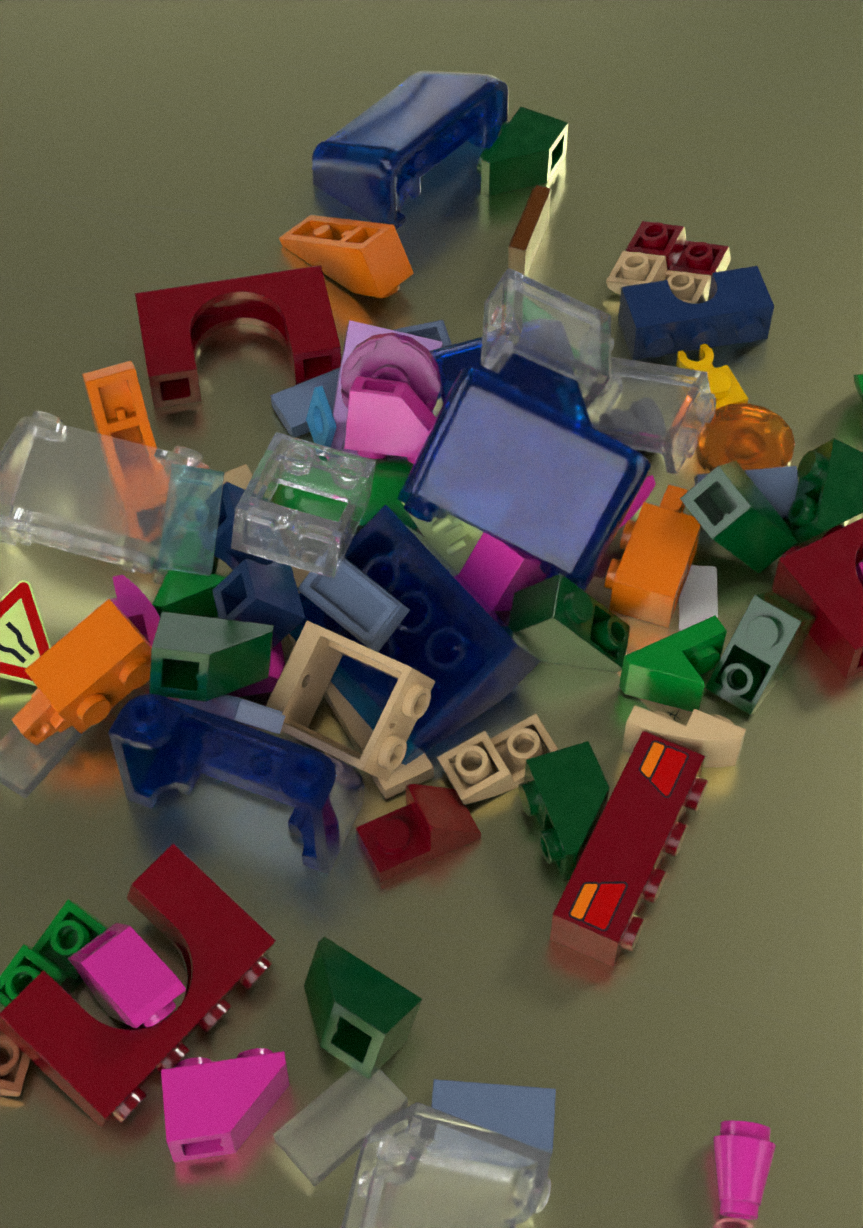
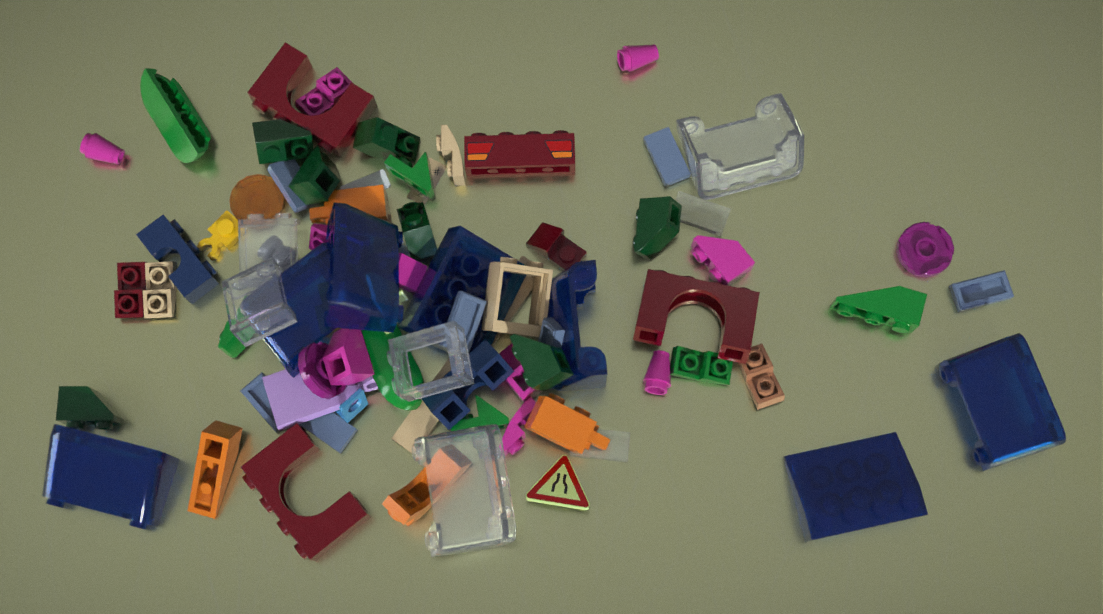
camera: 115 degrees left, 20 degrees up
(85, 879) = (657, 376): none -> dark pink cone
(127, 977) = (699, 317): dark pink slope -> none
(190, 519) = (463, 416): clear light blue plate -> none
(495, 765) = (501, 231): tan slope -> none
(530, 230) = (154, 373): reddish brown tile -> none
(568, 799) = (511, 188): dark green slope -> none

